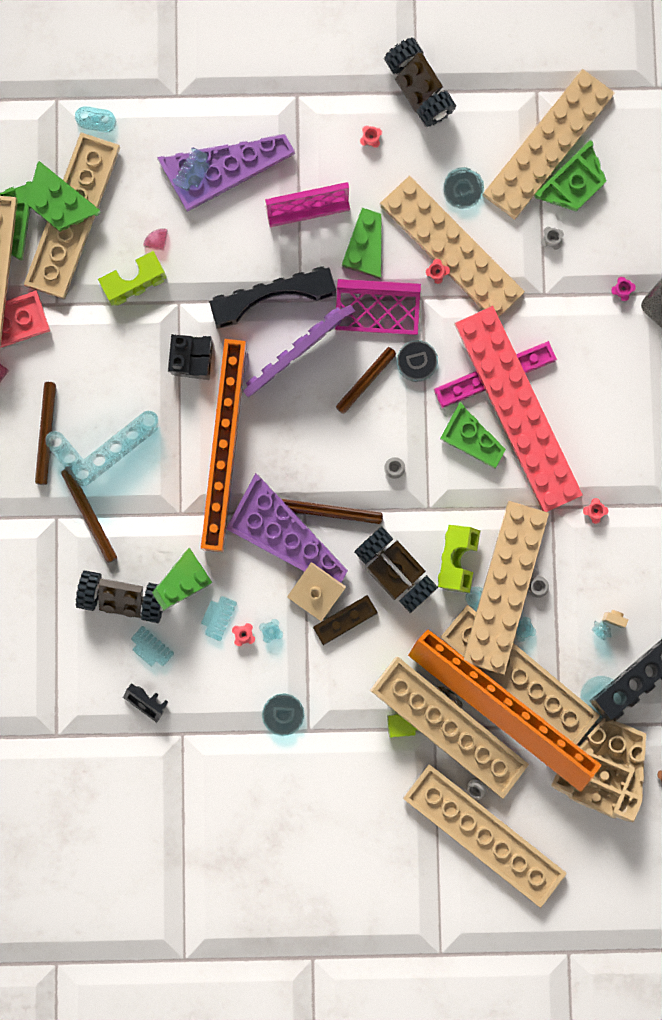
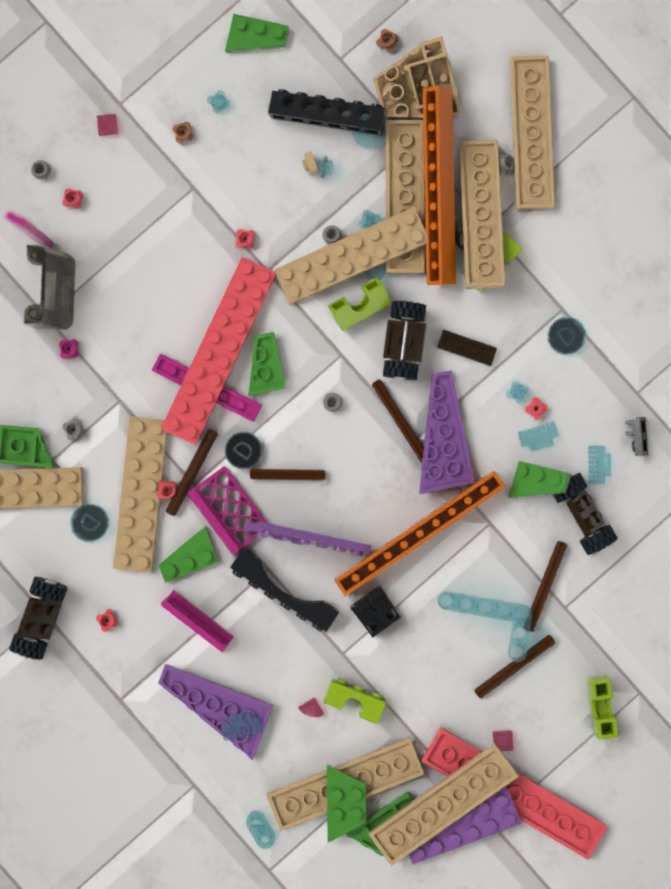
camera: 130 degrees left, 5 degrees up
(316, 591) = (465, 383): tan plate -> none
(435, 304) = (191, 472): none -> reddish brown axle

